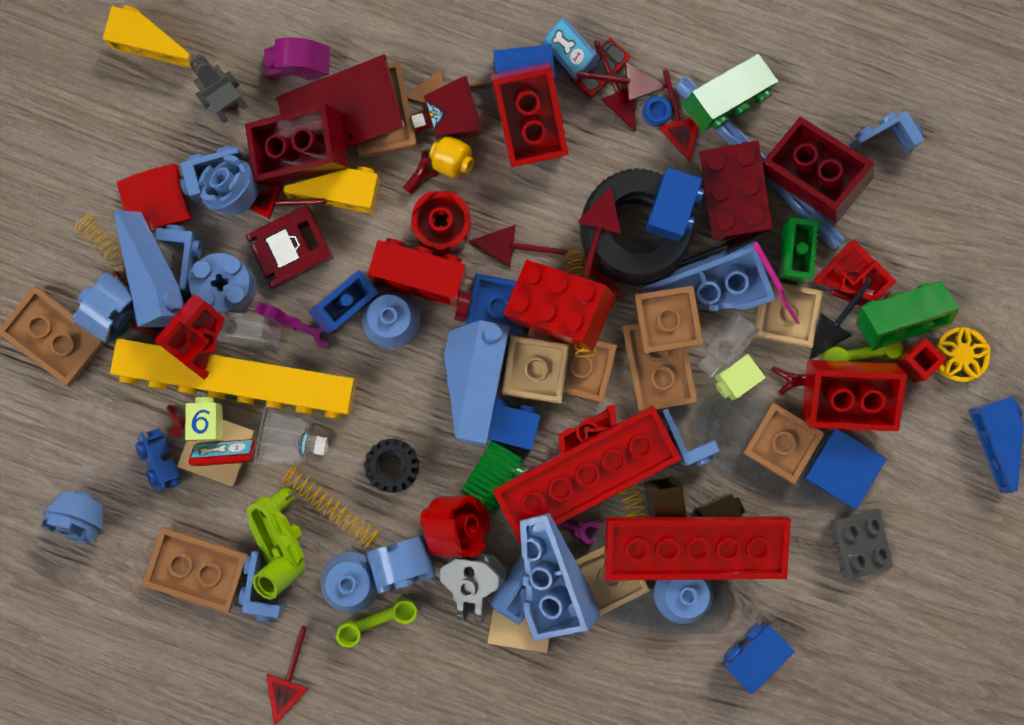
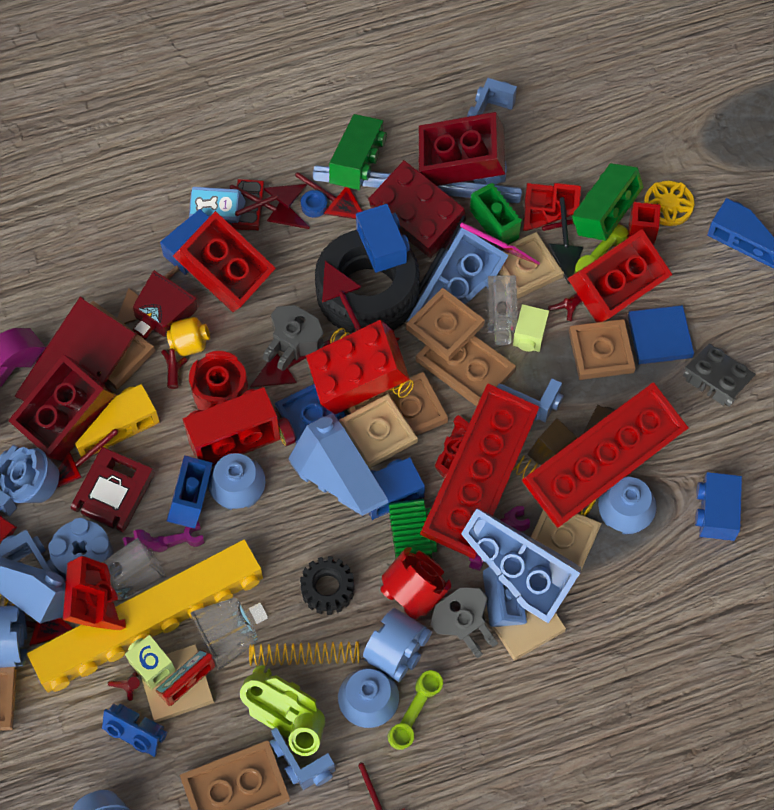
camera: 30 degrees left, 20 degrees down
(533, 229) = (293, 335): none -> dark grey hinge

